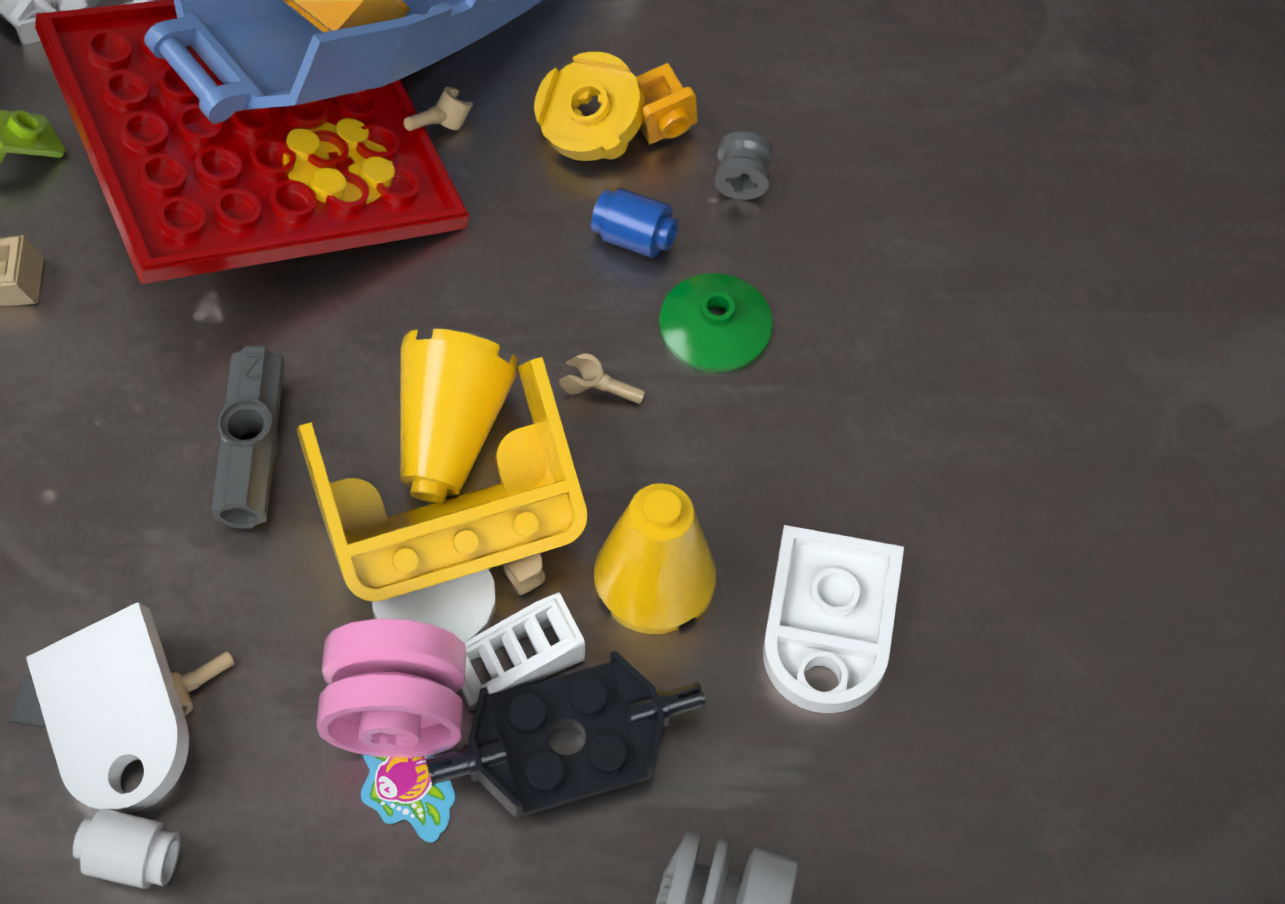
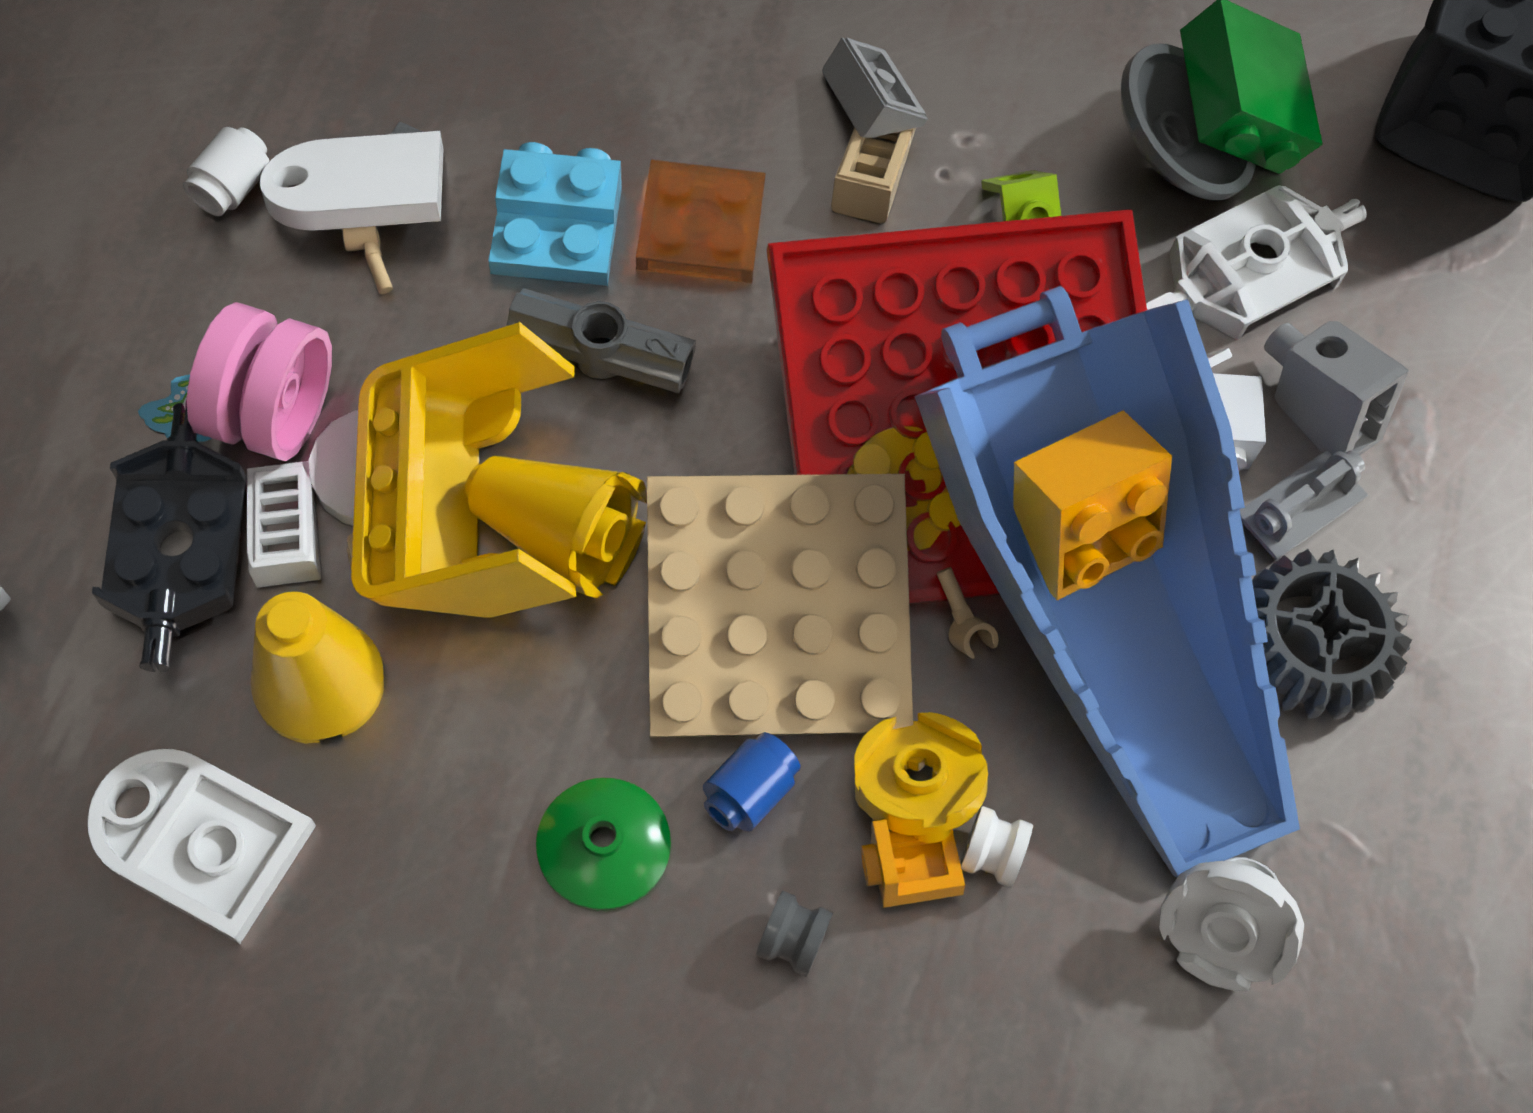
camera: 105 degrees right, 5 degrees up
(79, 402) = (700, 221): none -> clear orange plate
(105, 524) = (556, 215): none -> medium azure plate
(476, 232) = (777, 605): none -> tan plate
(594, 377) = (560, 684): tan hand -> none
(630, 44) = (996, 846): none -> white wheel

